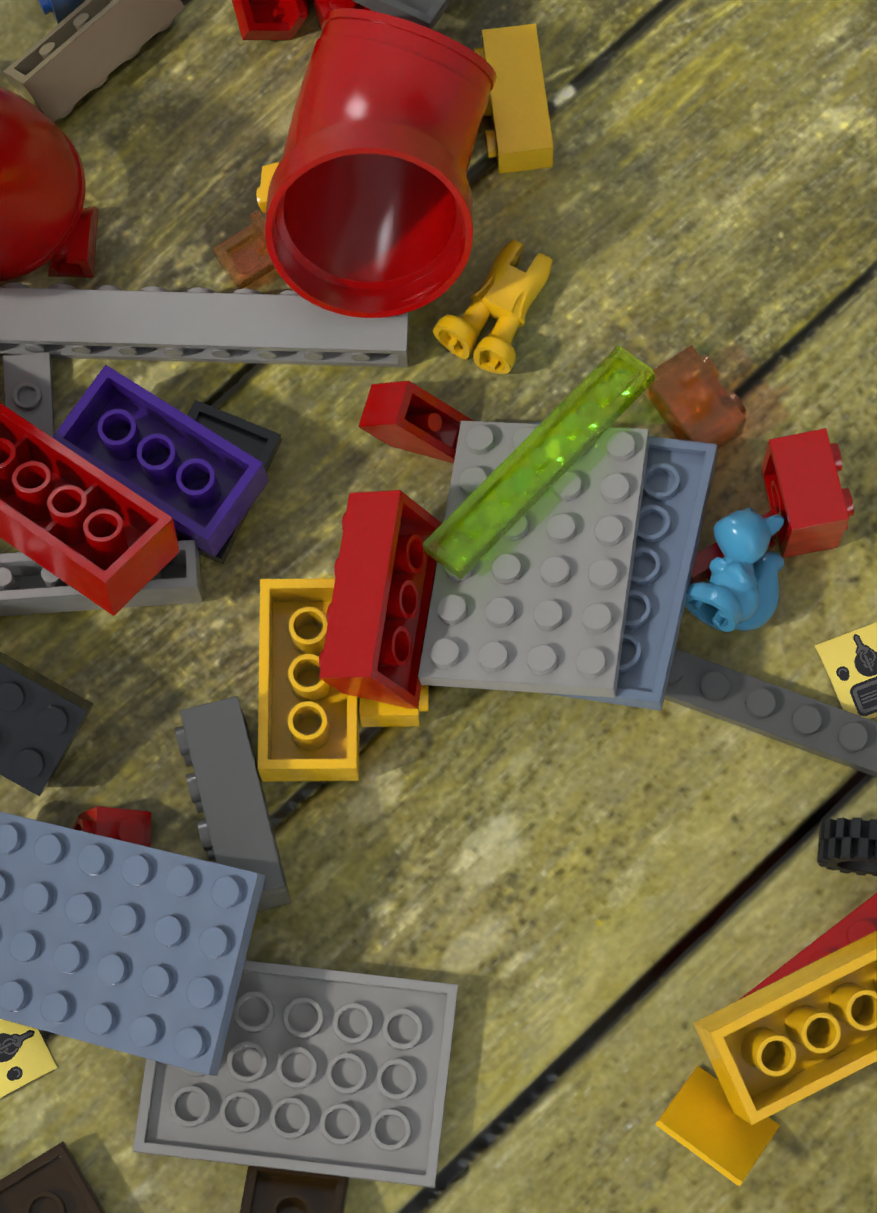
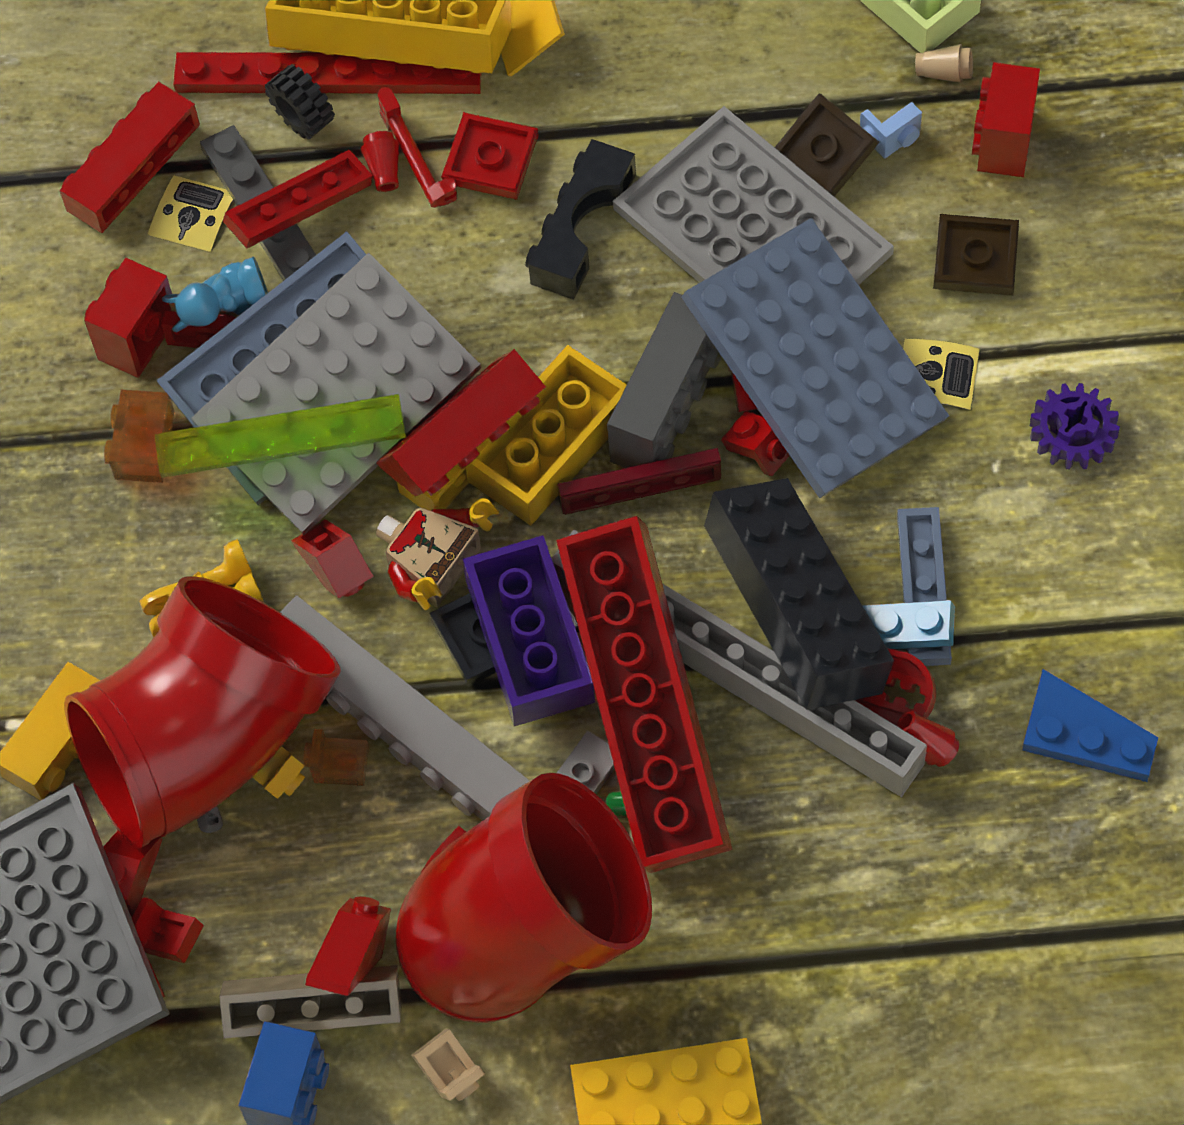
camera: 140 degrees left, 10 degrees down
(85, 80) = (350, 946): none -> red slope
(202, 690) = (639, 481): none -> dark red tile
(320, 480) = (430, 549): none -> torso
(459, 884) = (598, 179): none -> black arch
(629, 948) = (490, 155): none -> red plate
(732, 860) = (382, 157): none -> red cone
(765, 740) = (297, 199): none -> red plate
(766, 915) = (437, 193): none -> red hinge

